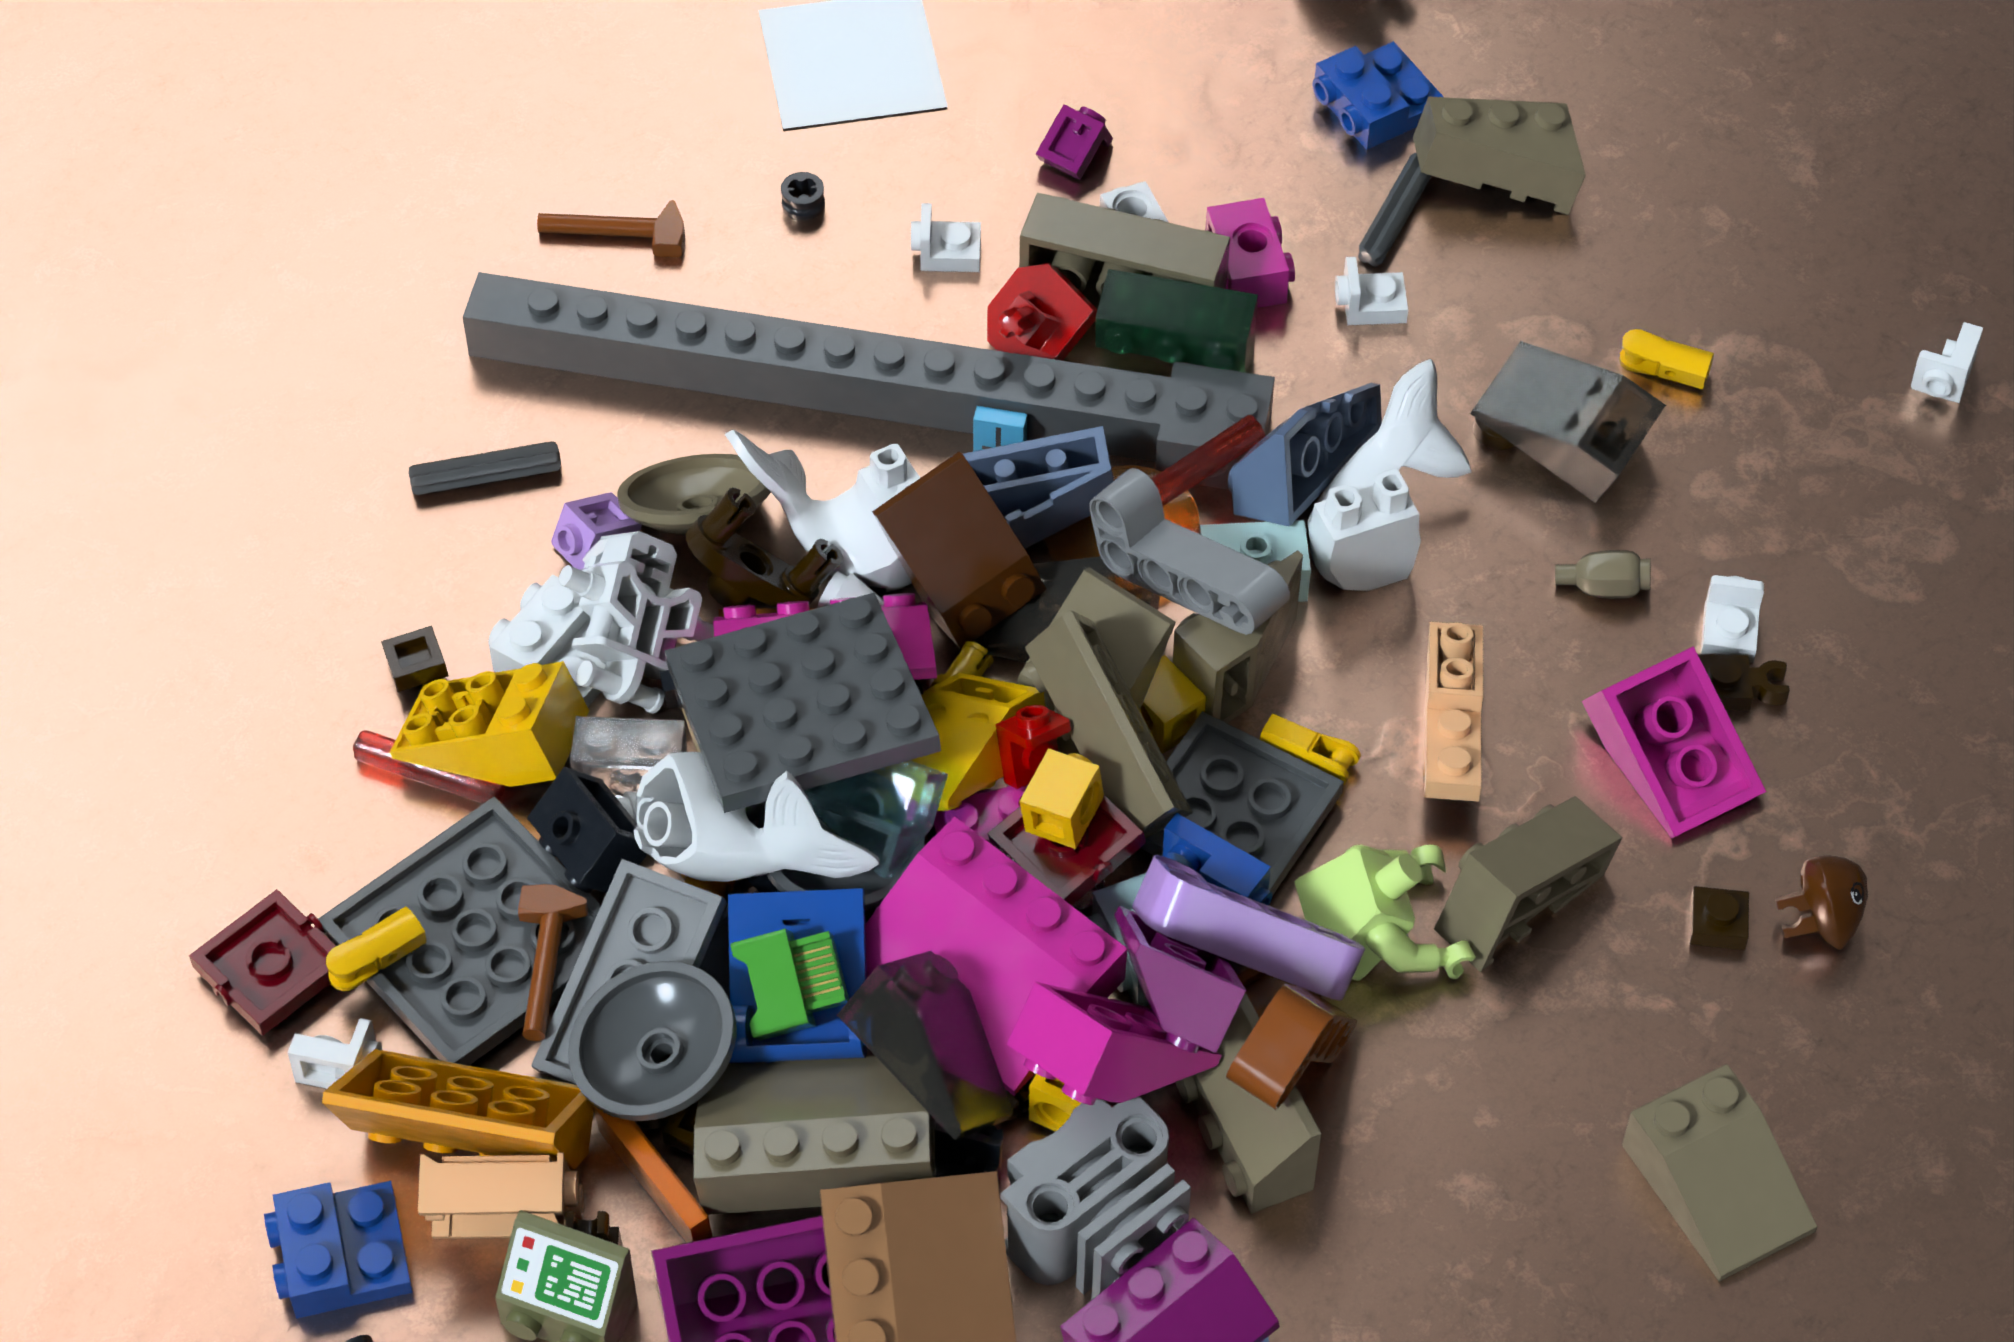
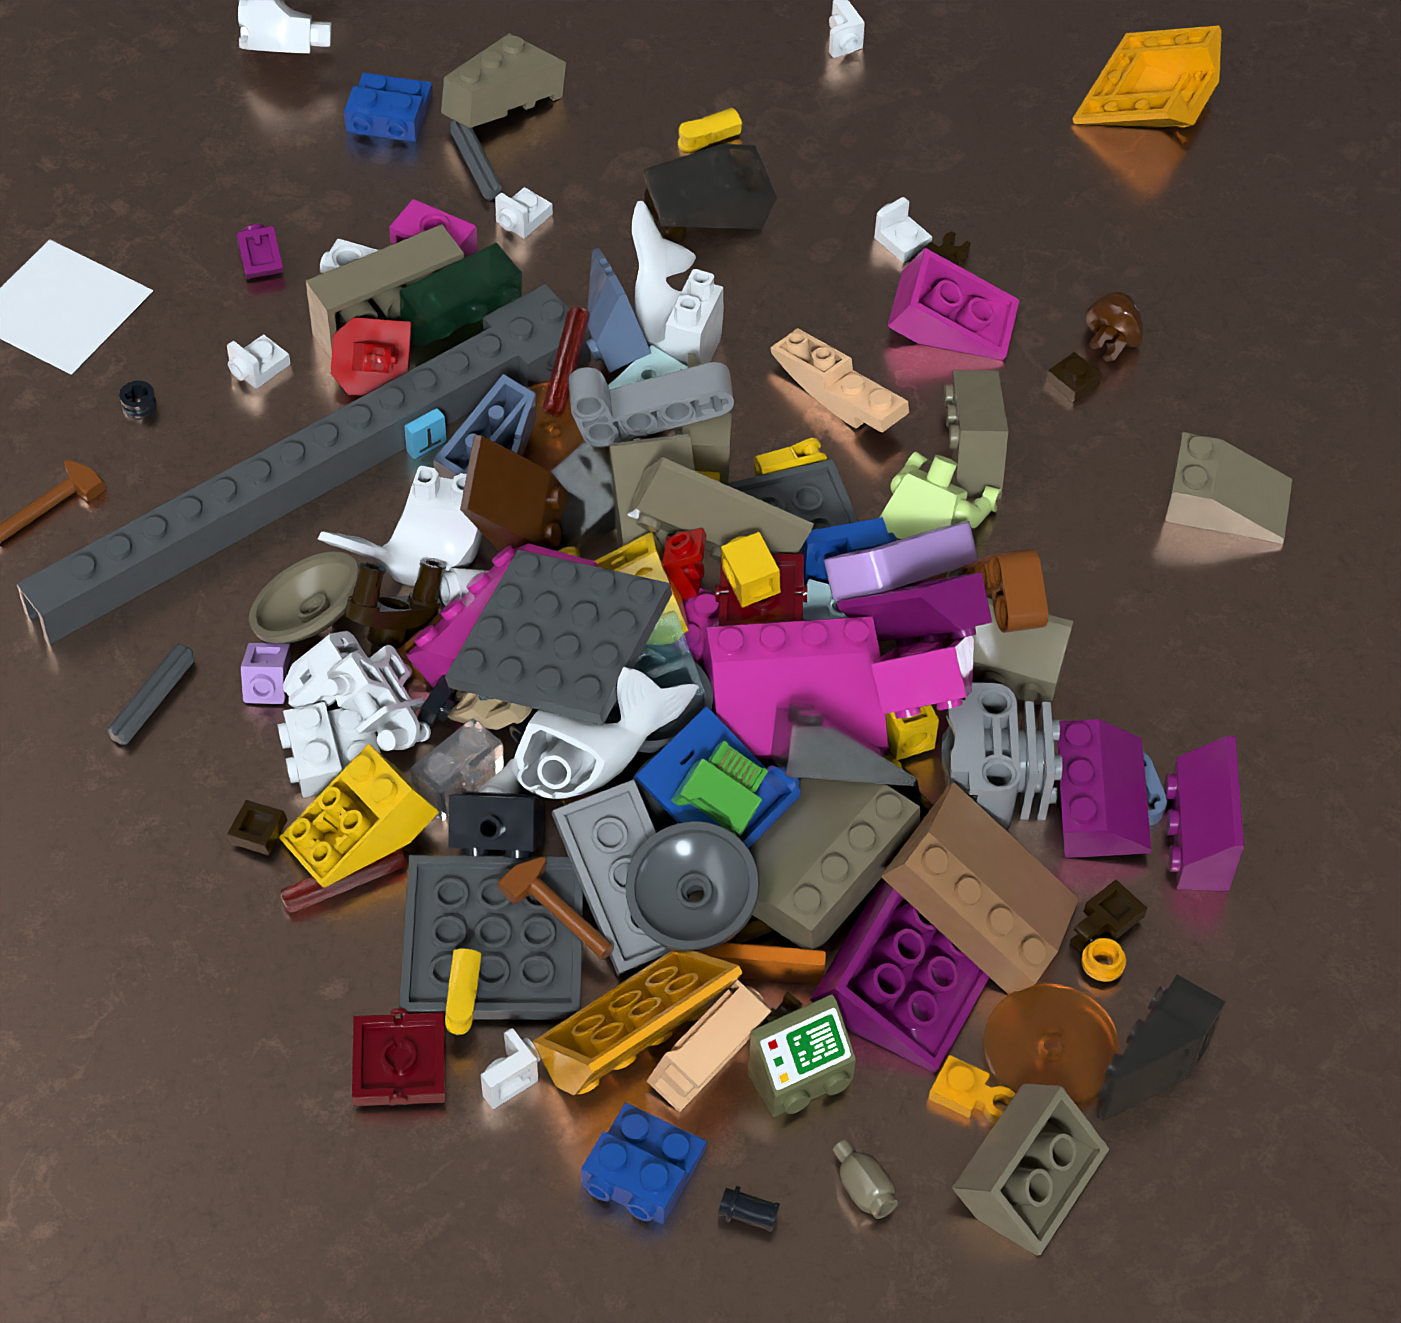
camera: 50 degrees left, 0 degrees up
(1607, 574) = (817, 256): dark tan plant -> none

